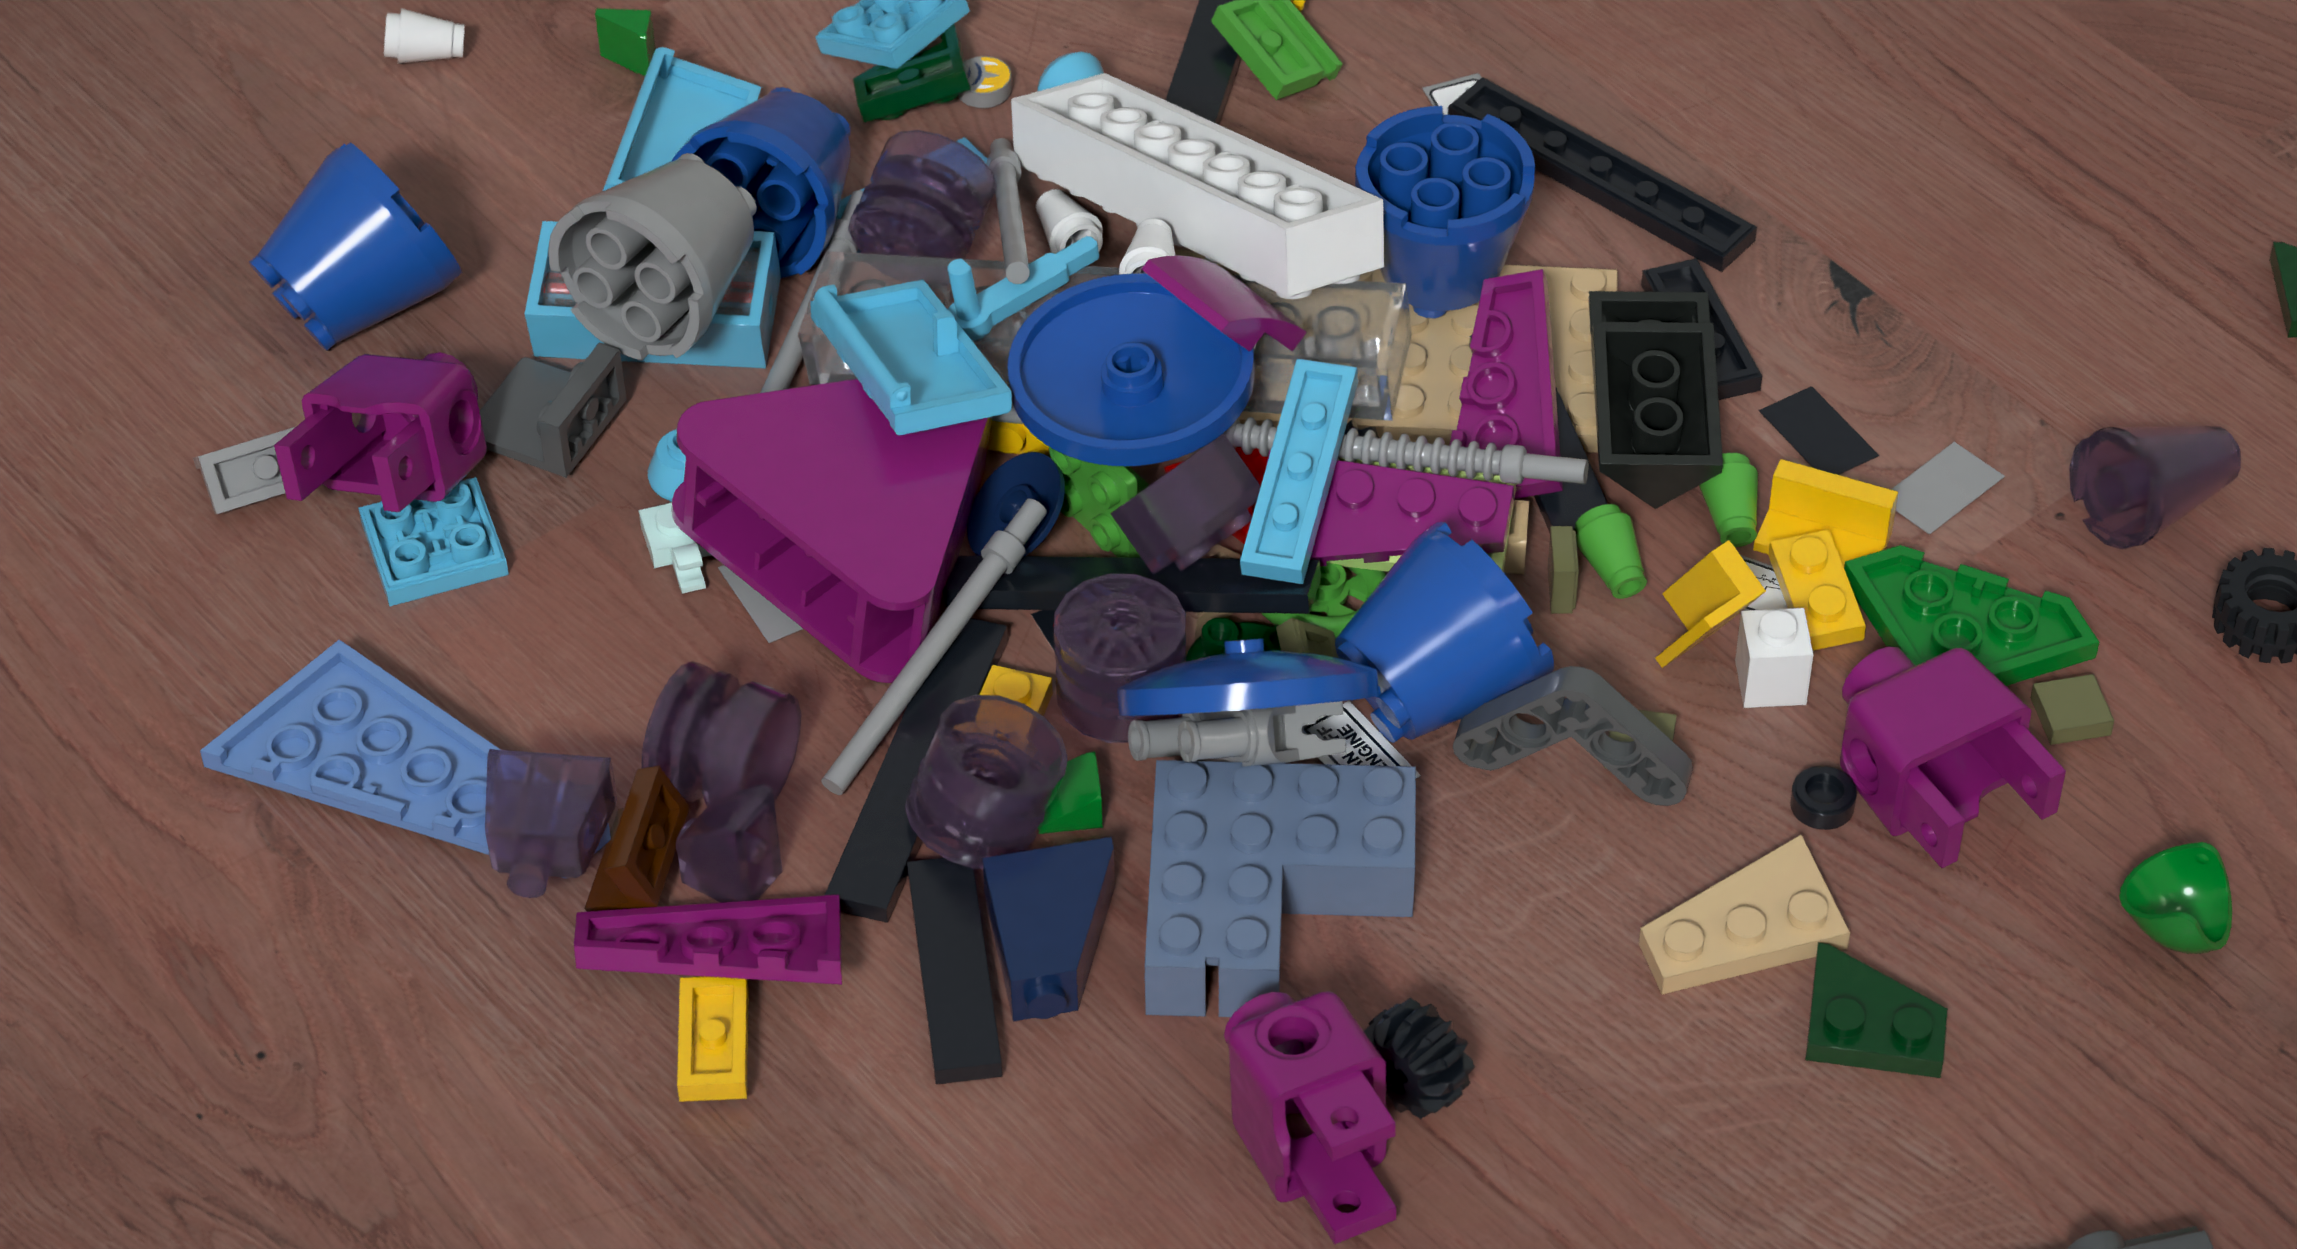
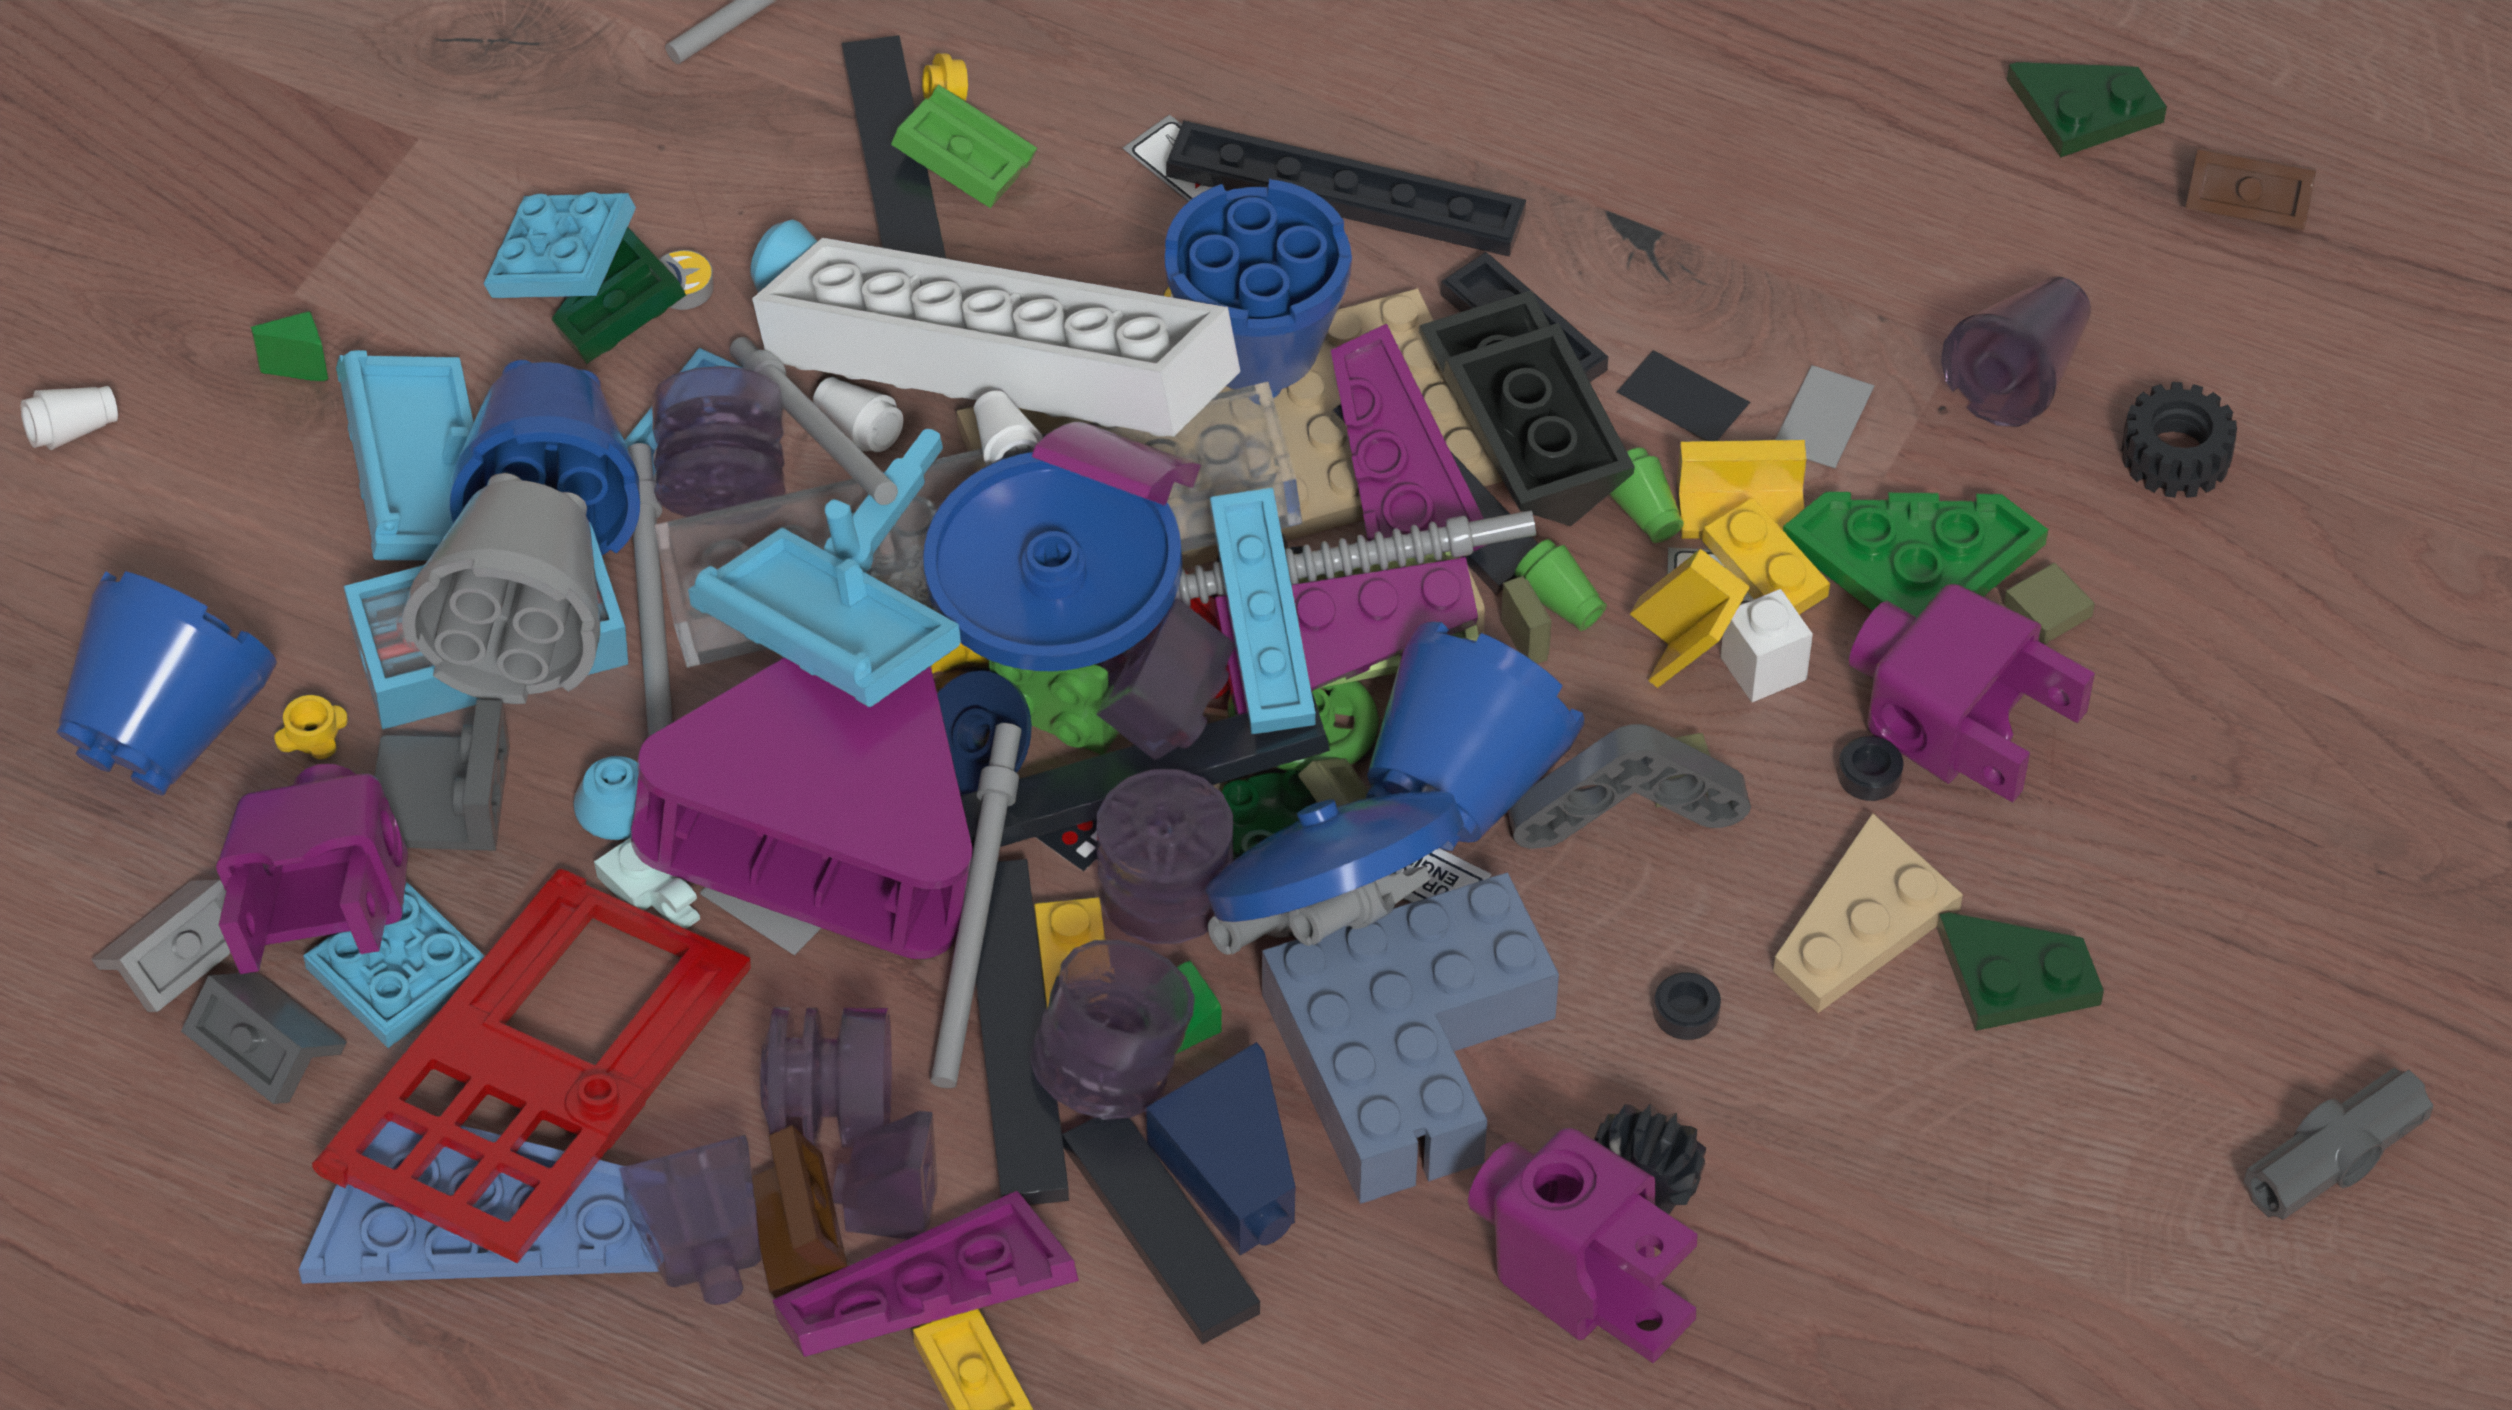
camera: 25 degrees left, 5 degrees up
(287, 554) = (259, 1033): none -> dark grey panel
(472, 332) = (309, 713): none -> yellow plate
(481, 661) = (546, 1083): none -> red door
(1538, 945) = (1687, 1006): none -> black tile
(2181, 898) = (2236, 759): green helmet -> none

